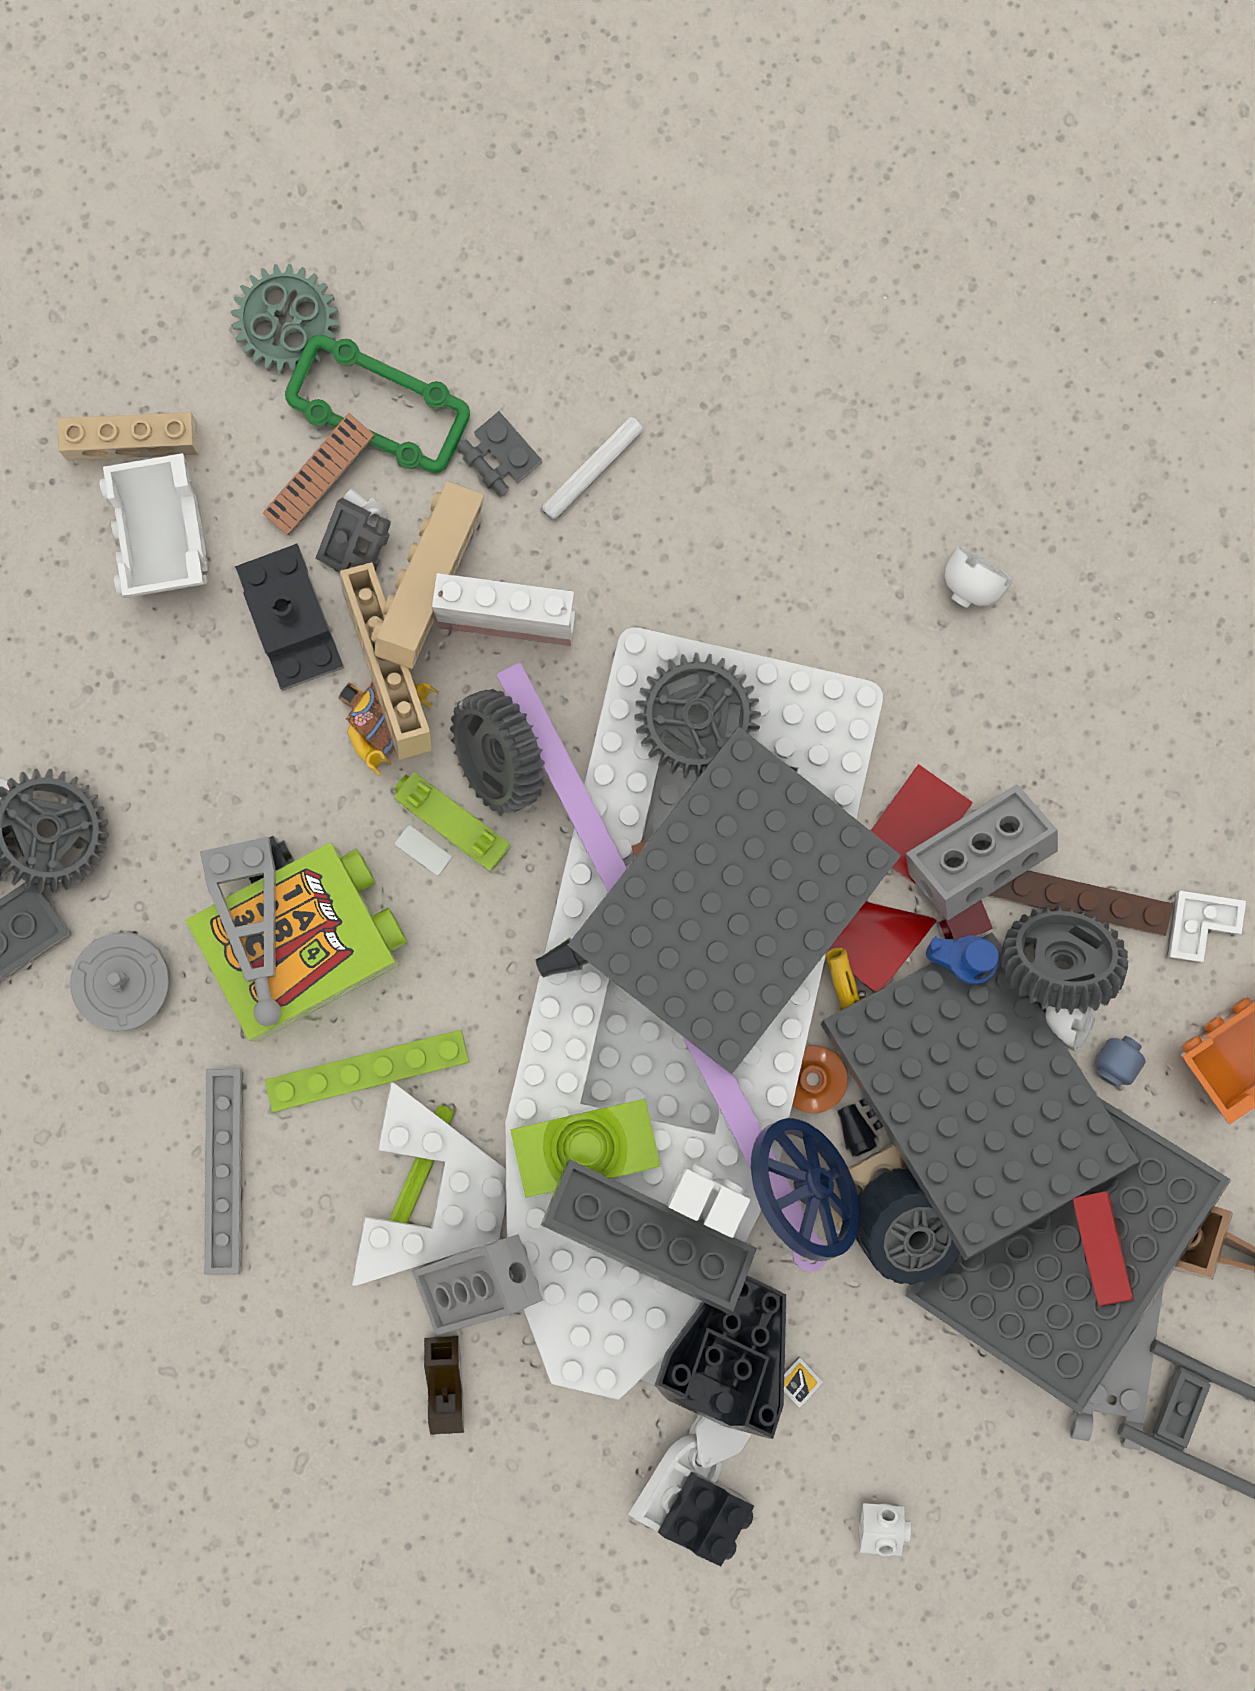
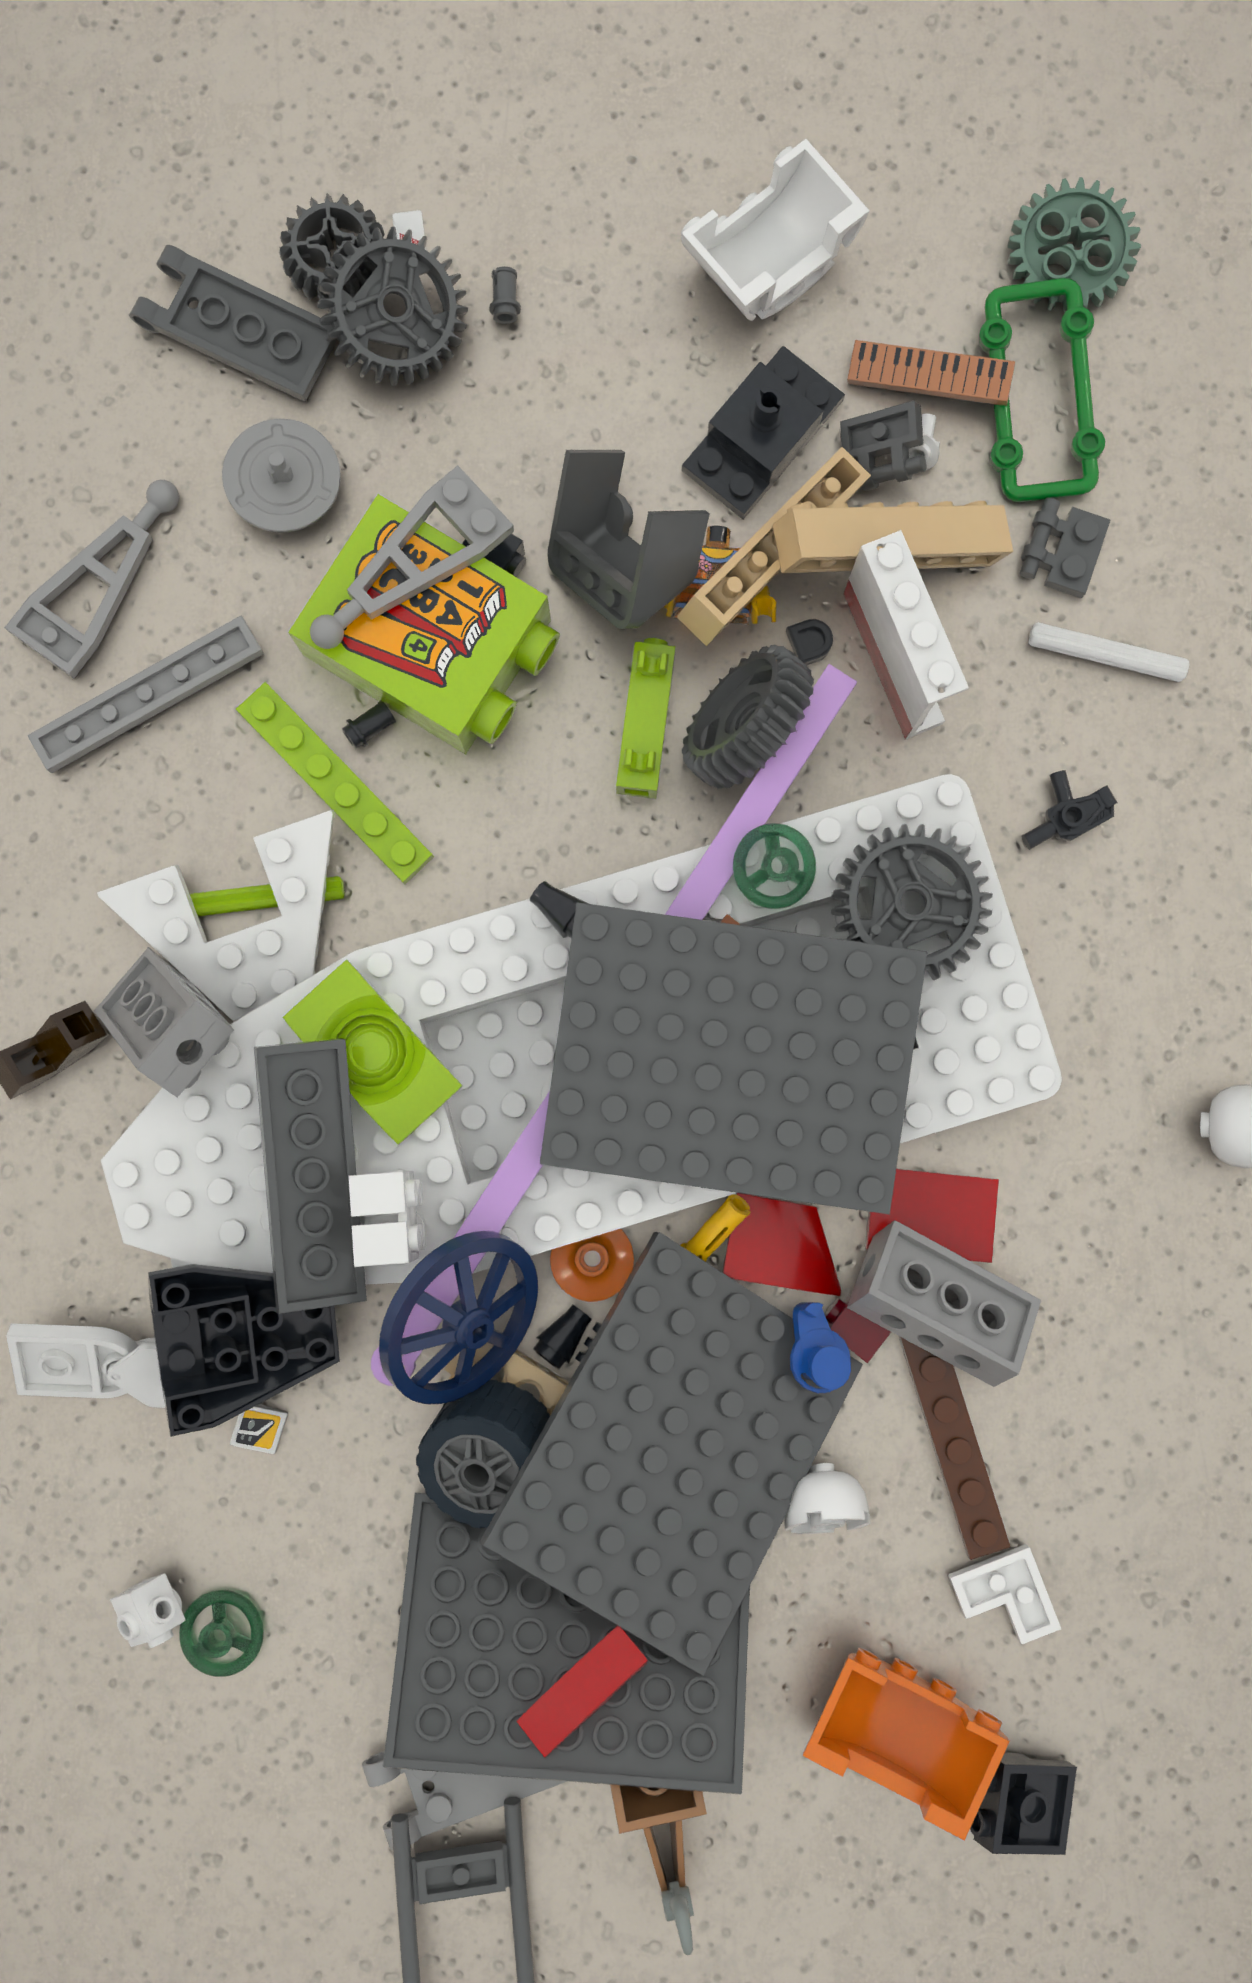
camera: 65 degrees right, 0 degrees up
(78, 744) = (504, 304): none -> dark grey pin
(127, 436) = (852, 151): tan brick -> none
(142, 1214) = (52, 635): none -> light grey plate
(323, 786) = (599, 559): none -> dark grey windscreen
(339, 1022) = (368, 725): none -> black pin
(423, 850) = (599, 709): white sticker -> none
(461, 672) = (810, 640): none -> black tile
(623, 783) = (789, 865): none -> clear green piece
(694, 564) = (1071, 816): none -> black piece
(707, 1519) = (56, 1412): black plate -> none
(929, 1502) = (214, 1648): none -> clear green piece
(1089, 947) = (908, 1479): dark grey gear -> none
(1120, 1061) = (803, 1586): sand blue head -> none

